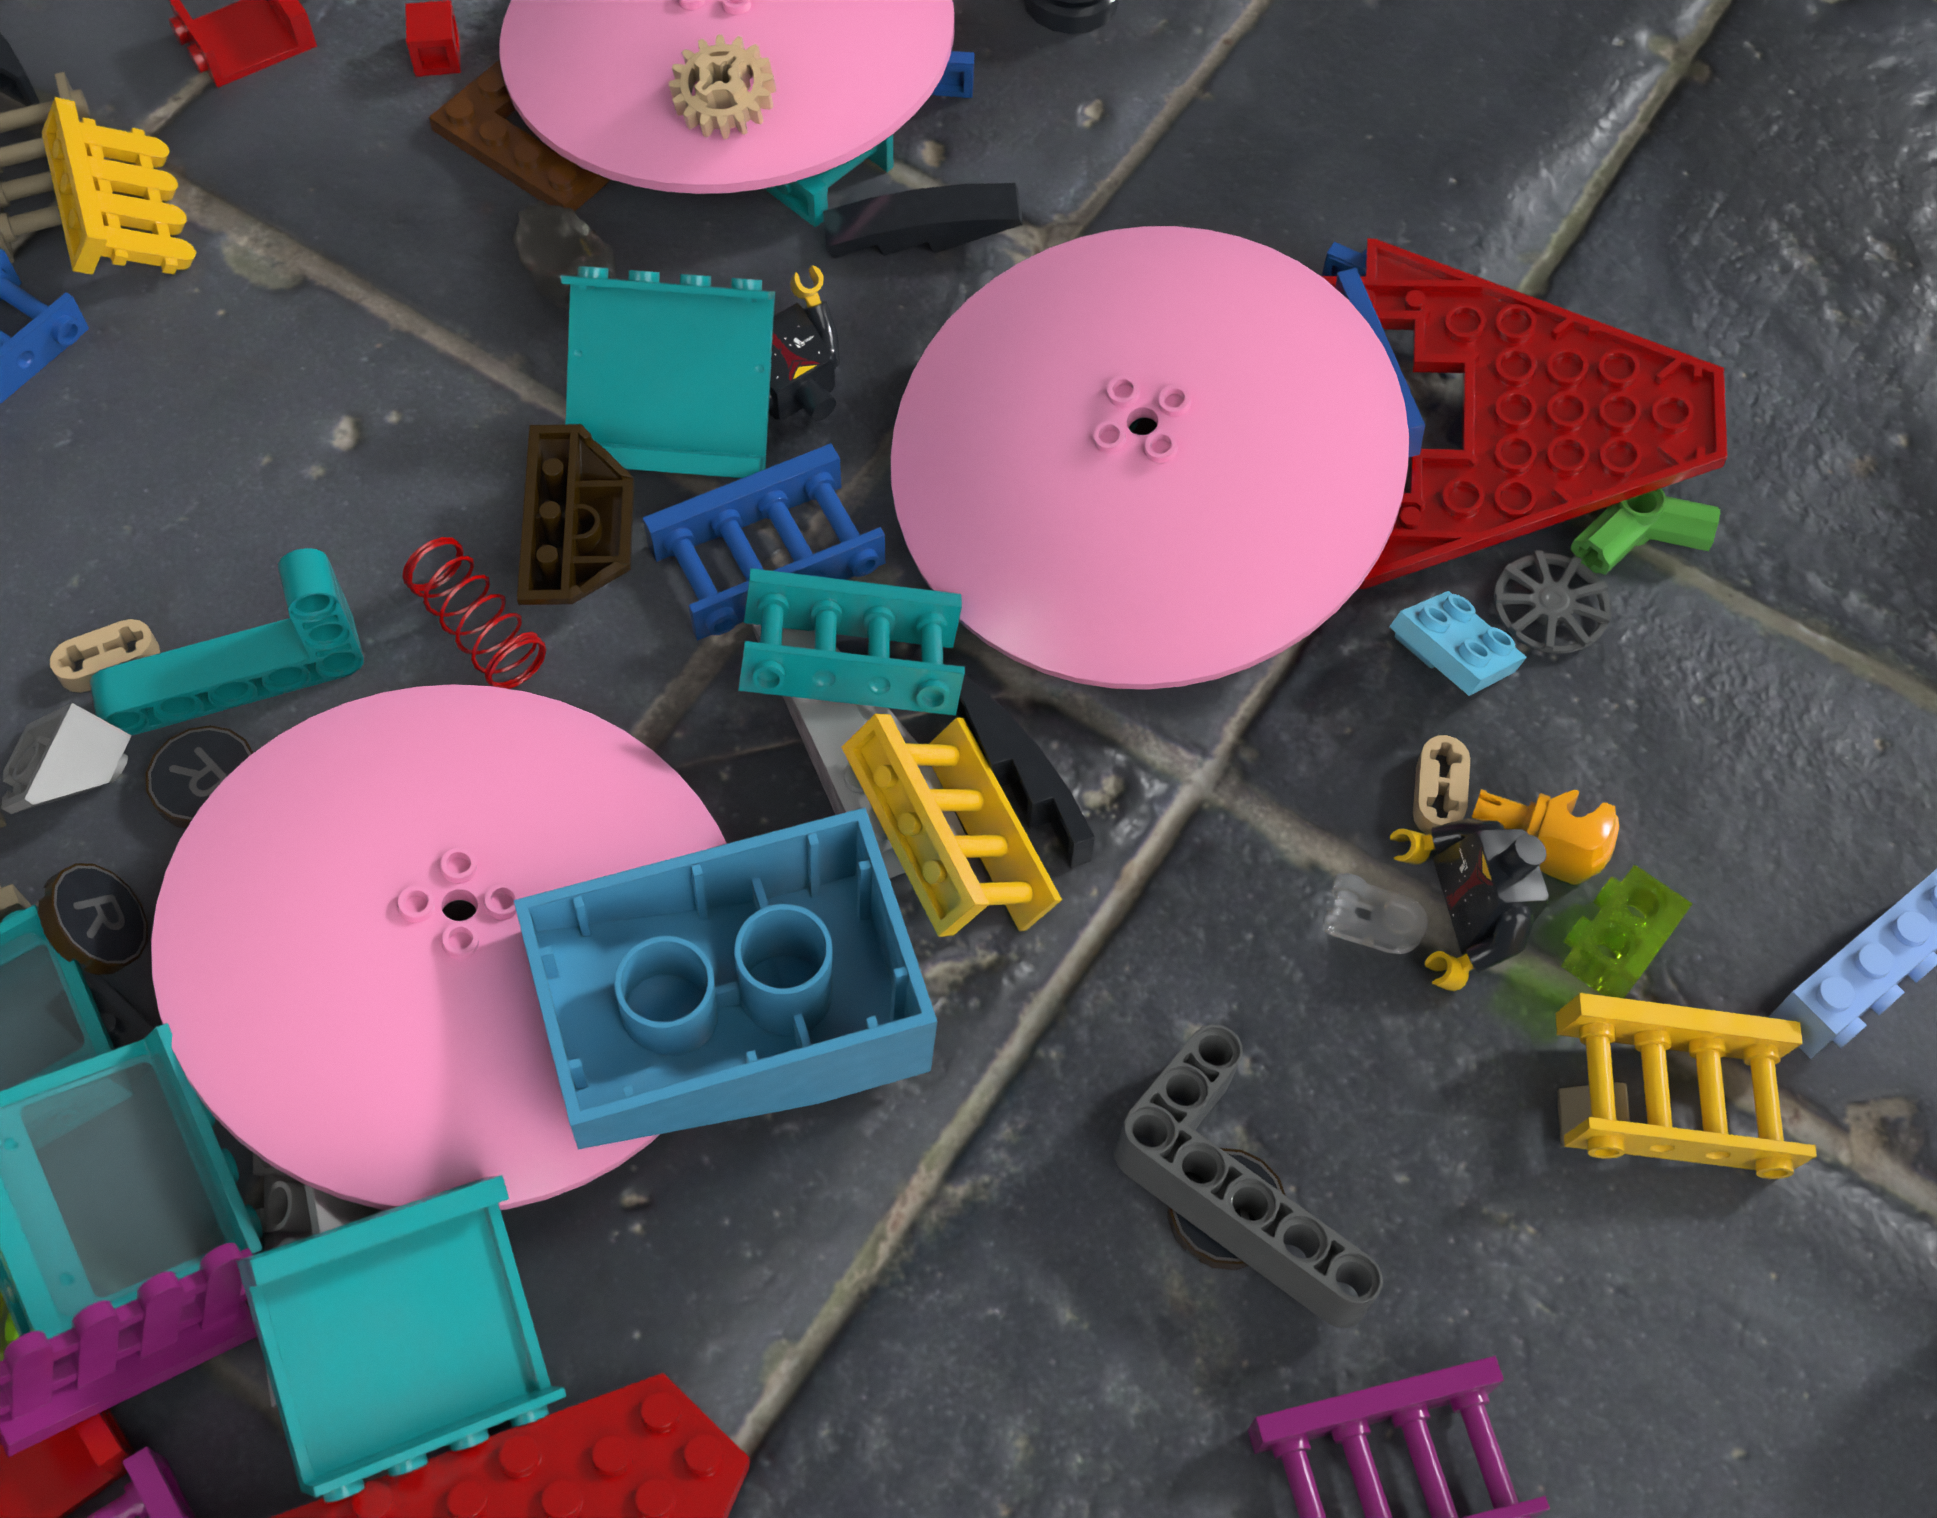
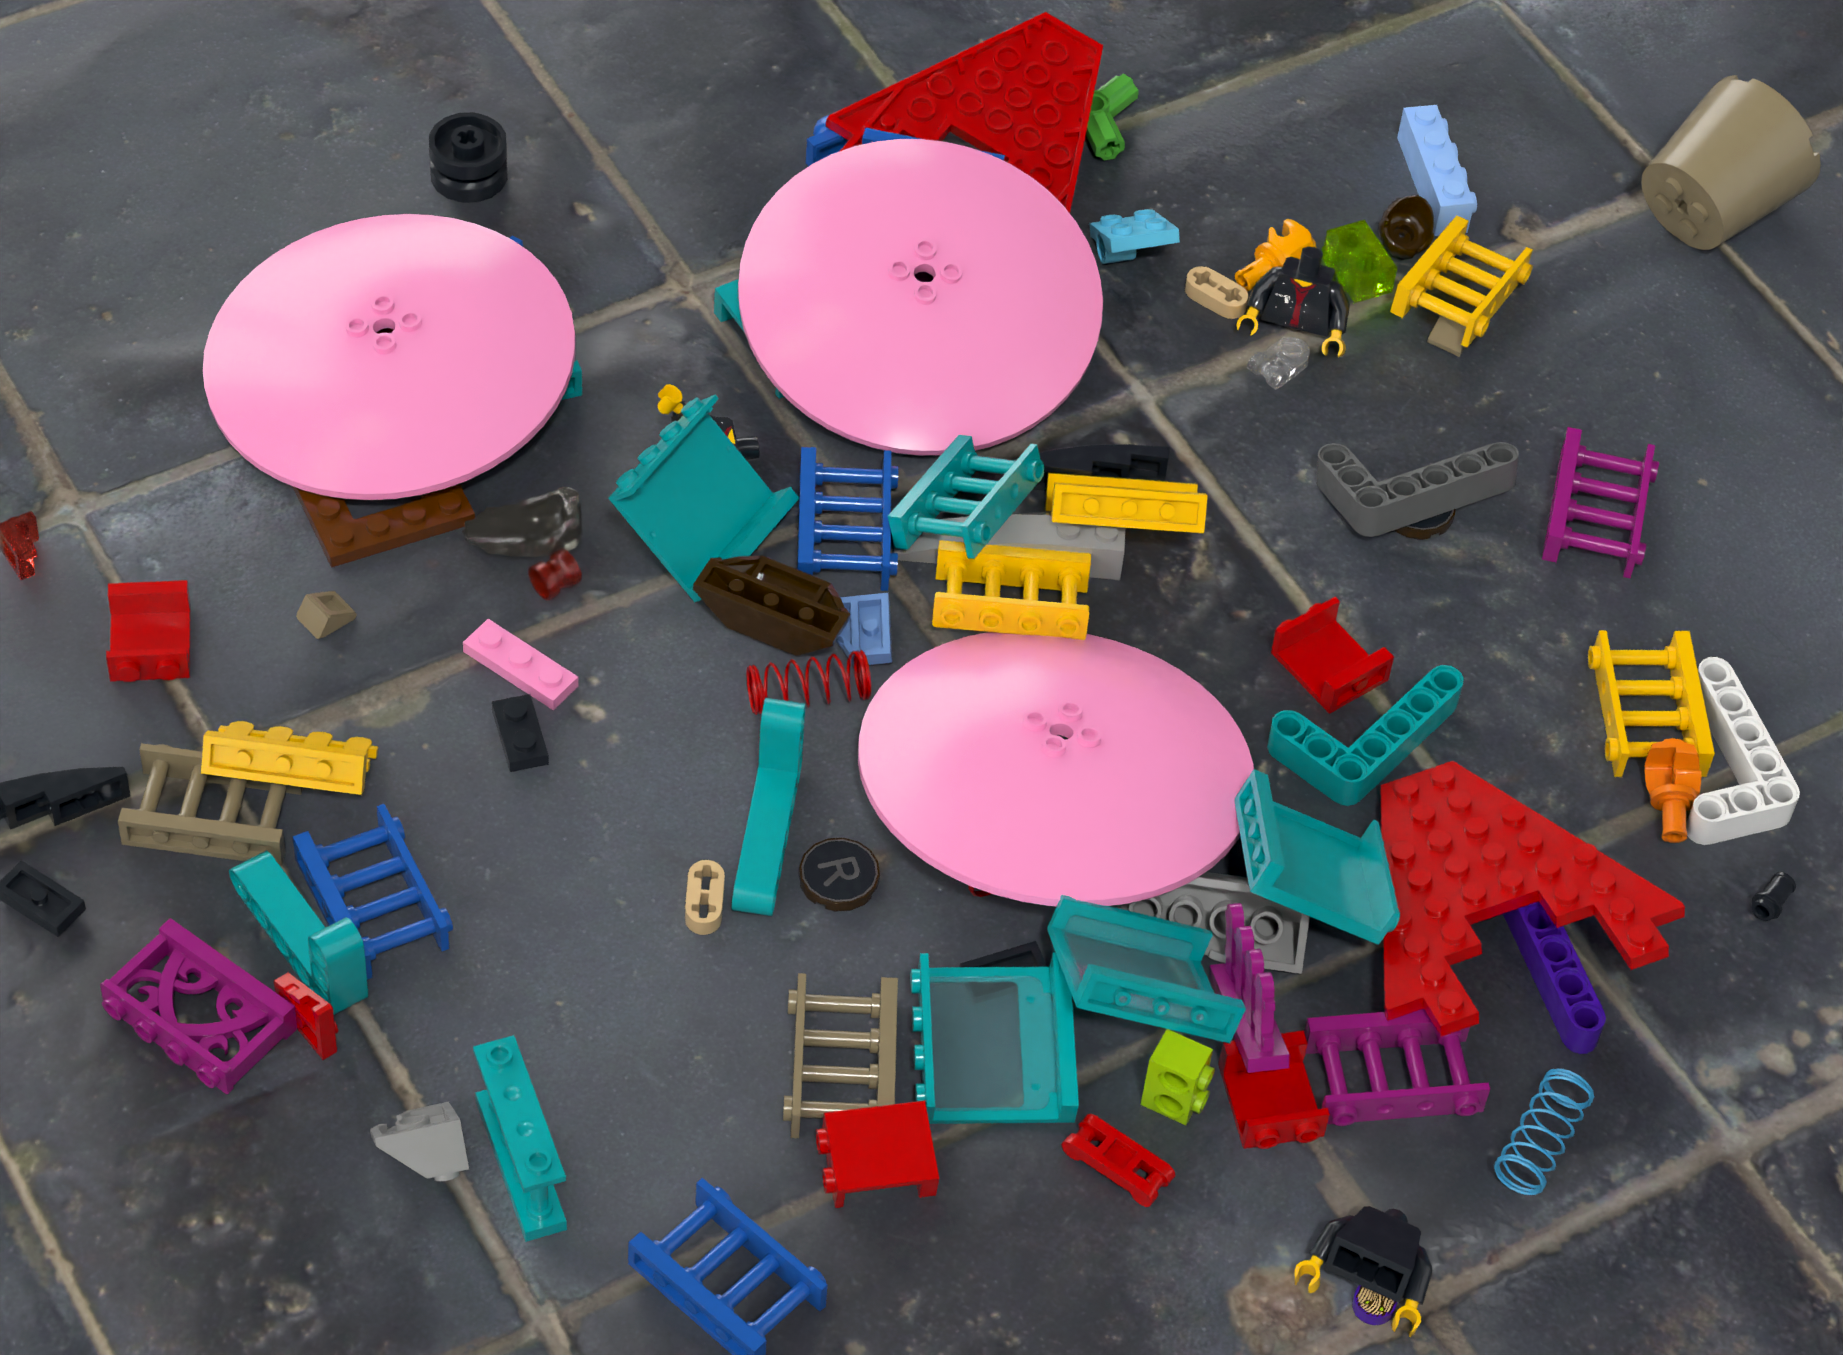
camera: 65 degrees left, 10 degrees down
(63, 758) = (786, 938): slope -> none
(93, 918) = (931, 945): tile -> none
(273, 382) = (520, 733): none -> black plate
(359, 149) = (324, 613): none -> dark tan slope
(374, 340) = (520, 664): none -> bright pink plate
(433, 38) = (253, 525): red brick -> none
(516, 310) = (555, 574): none -> clear red wheel
(603, 634) = (868, 627): none -> medium blue wing
(722, 86) = (495, 356): tan gear -> none
(728, 983) = (1189, 621): dark azure slope -> none
(738, 1331) = (1353, 772): none -> teal beam
(777, 728) = (1012, 567): none -> yellow fence
(868, 1204) = (1328, 658): none -> red panel
(932, 215) = (629, 331): black slope -> none
(1553, 601) = (1125, 183): dark grey wheel -> none
(1758, 963) = (1413, 220): none -> dark brown piece

